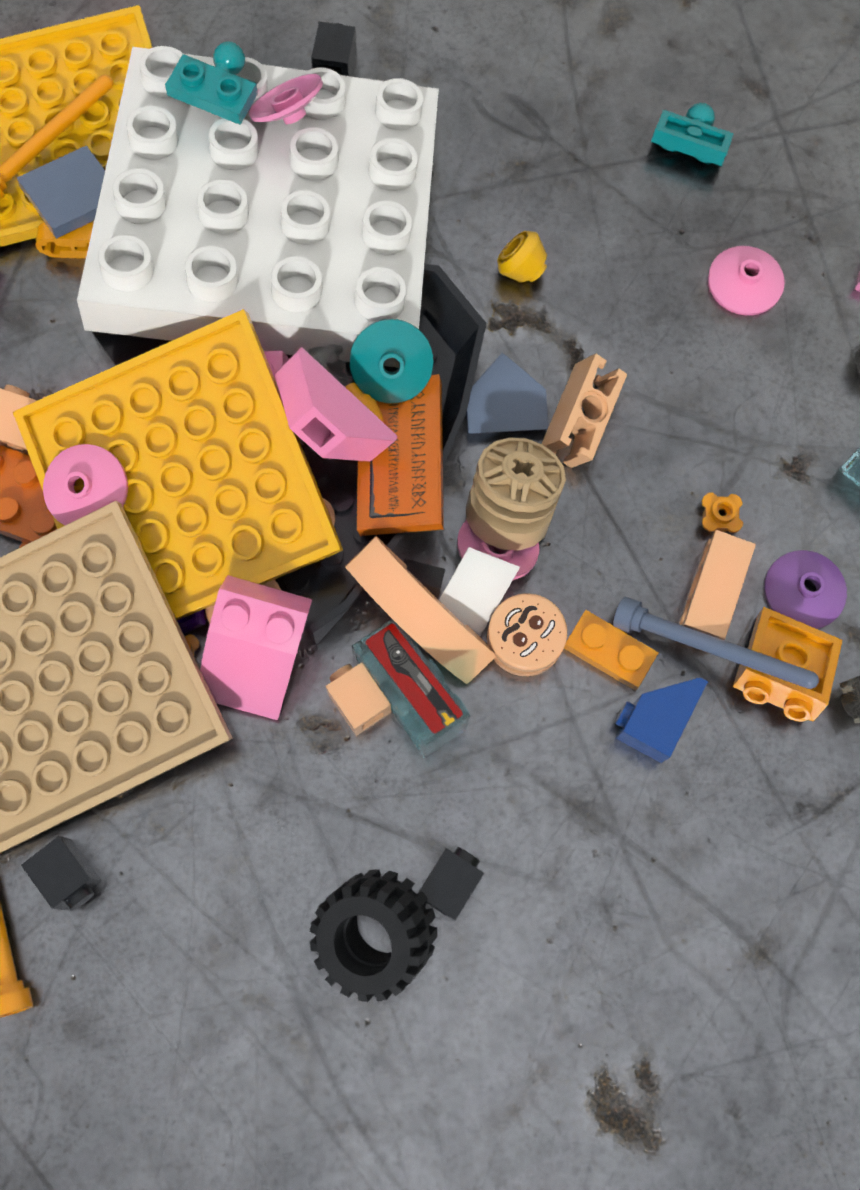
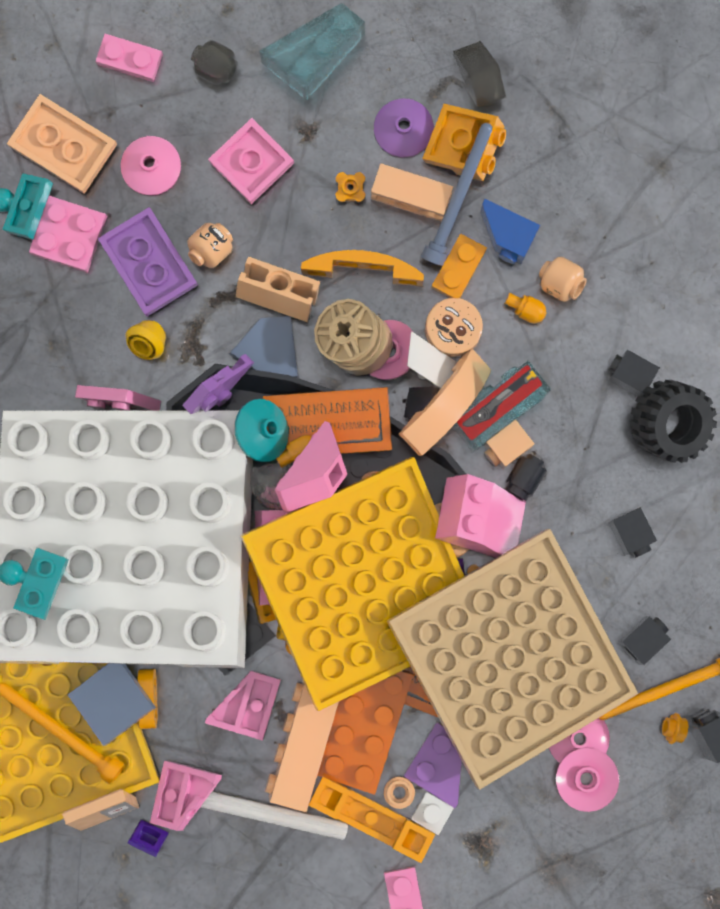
camera: 85 degrees left, 10 degrees up
(46, 352) = (247, 706): none -> bright pink wing
(102, 477) = (359, 646): bright pink dish -> none
(217, 867) = (633, 533): none -> black brick
(287, 100) = (44, 523): bright pink dish -> none
(310, 718) = (525, 477): none -> black brick
(447, 216) = (117, 398): none -> bright pink wing
(450, 311) = (217, 387): none -> medium lavender wing
(551, 739) = (527, 307): none -> light orange cylinder
(591, 789) = (562, 279): none -> light nougat head
(616, 476) = (323, 265): none -> light orange slope
(622, 266) = (147, 261): none -> medium lavender plate
(643, 335) = (209, 245): none -> light nougat head
(657, 184) = (68, 234): none -> bright pink plate
(754, 392) = (251, 161): none -> bright pink plate
(771, 178) = (62, 143): none -> light nougat plate

